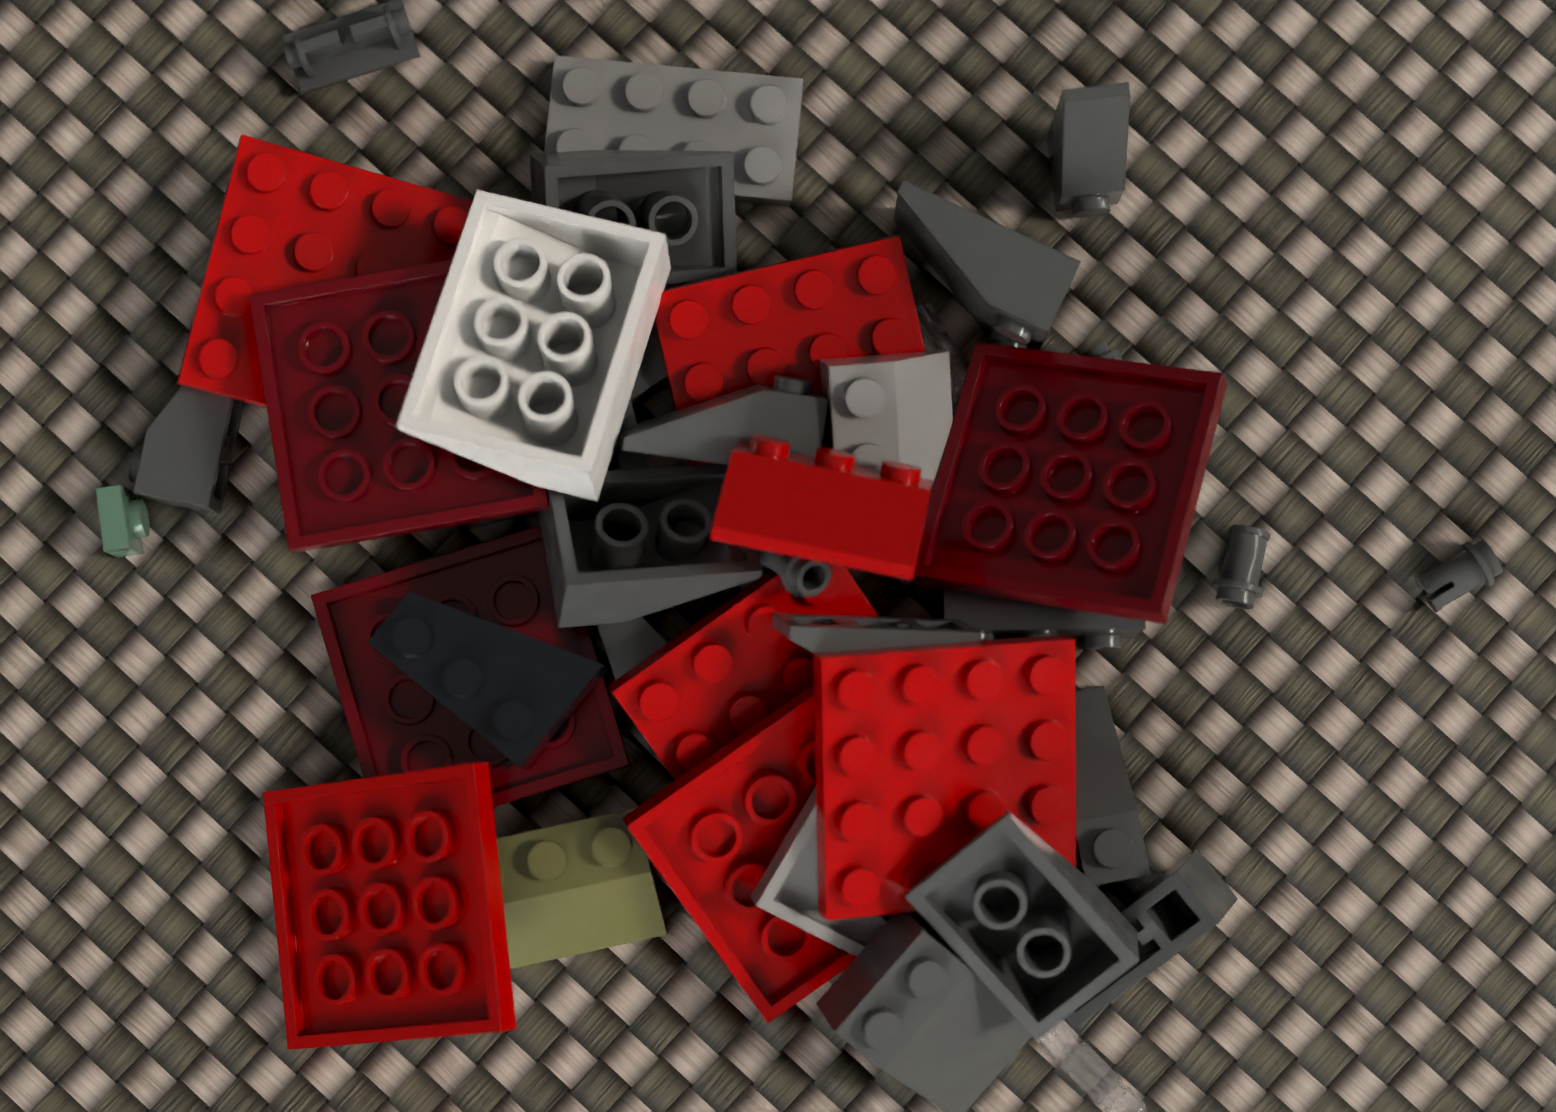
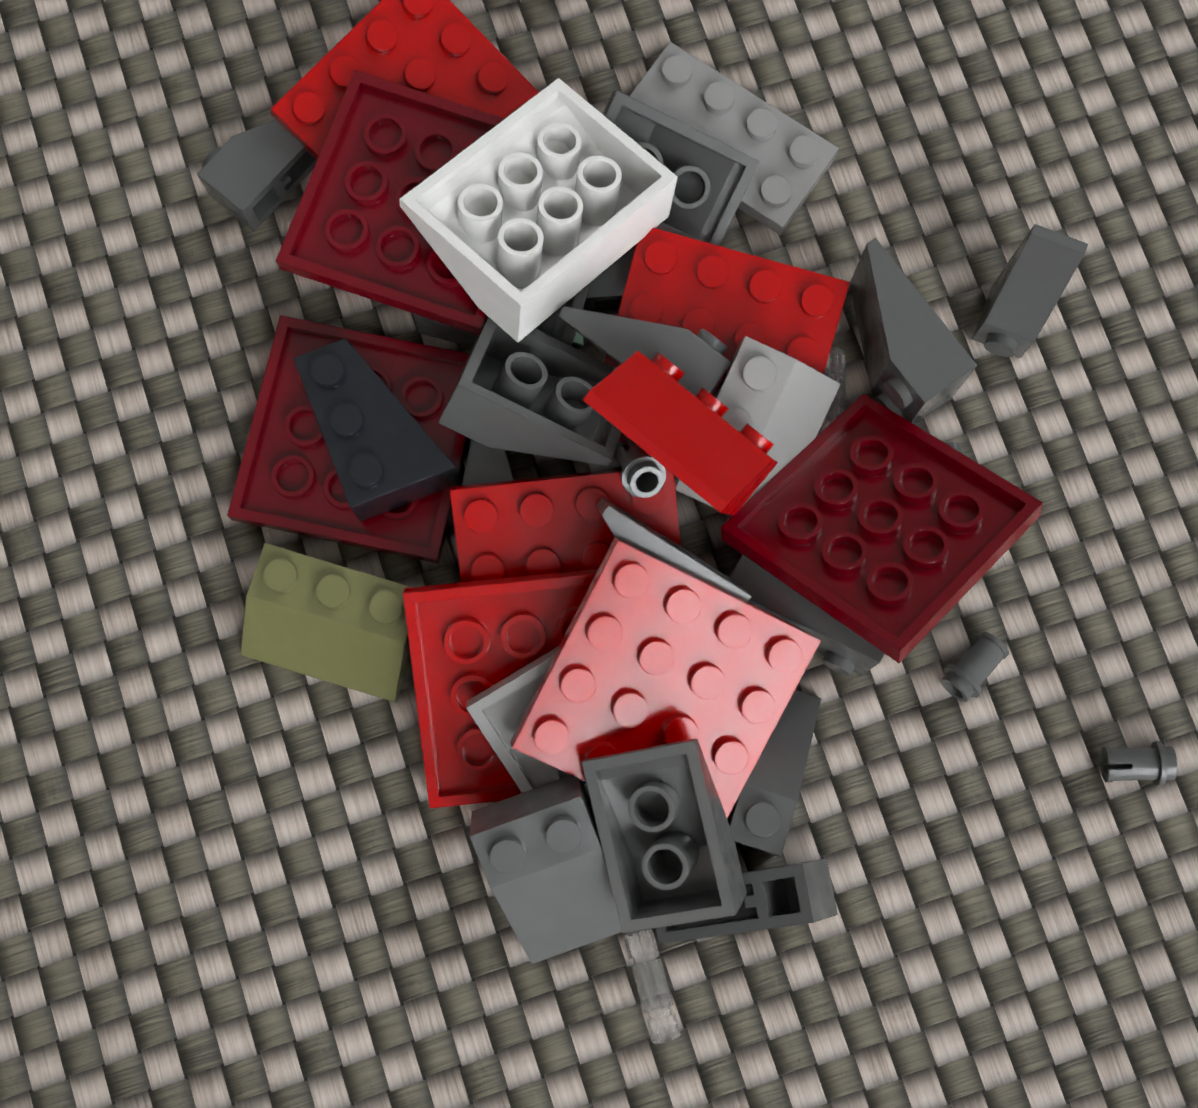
camera: 25 degrees right, 5 degrees down
(122, 520) = (179, 194): sand green plate -> none
(389, 908) = (200, 563): red plate -> none

